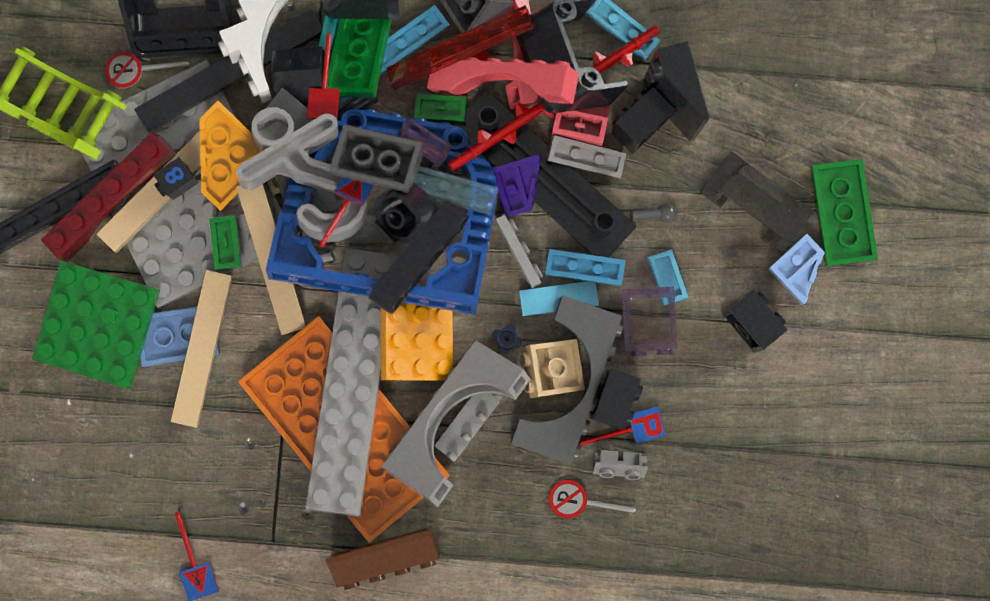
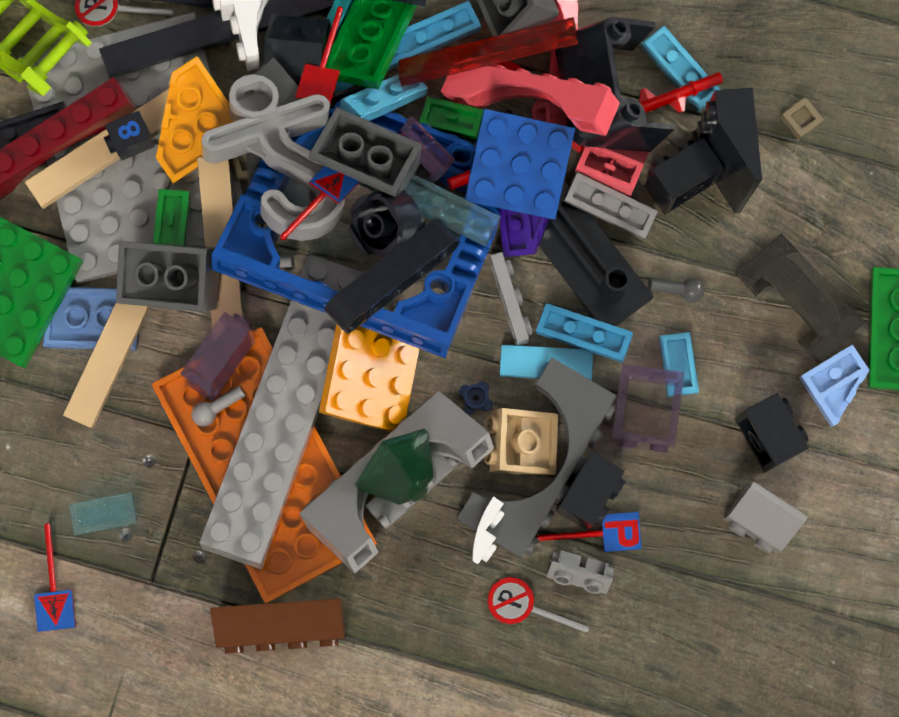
camera: 10 degrees right, 5 degrees down
(221, 495) = (103, 514): none -> clear light blue plate
(232, 291) = (166, 276): none -> dark grey slope
(288, 396) = (205, 413): none -> light grey bar
(289, 349) = (218, 356): none -> clear purple window
(372, 110) = (391, 95): none -> medium azure tile
(457, 414) = (399, 469): none -> clear green slope
(505, 139) = (519, 164): none -> blue plate
(537, 458) = (483, 540): none -> white slope
(731, 51) = (801, 118): none -> dark tan plate
(761, 392) = (764, 518): none -> light grey slope

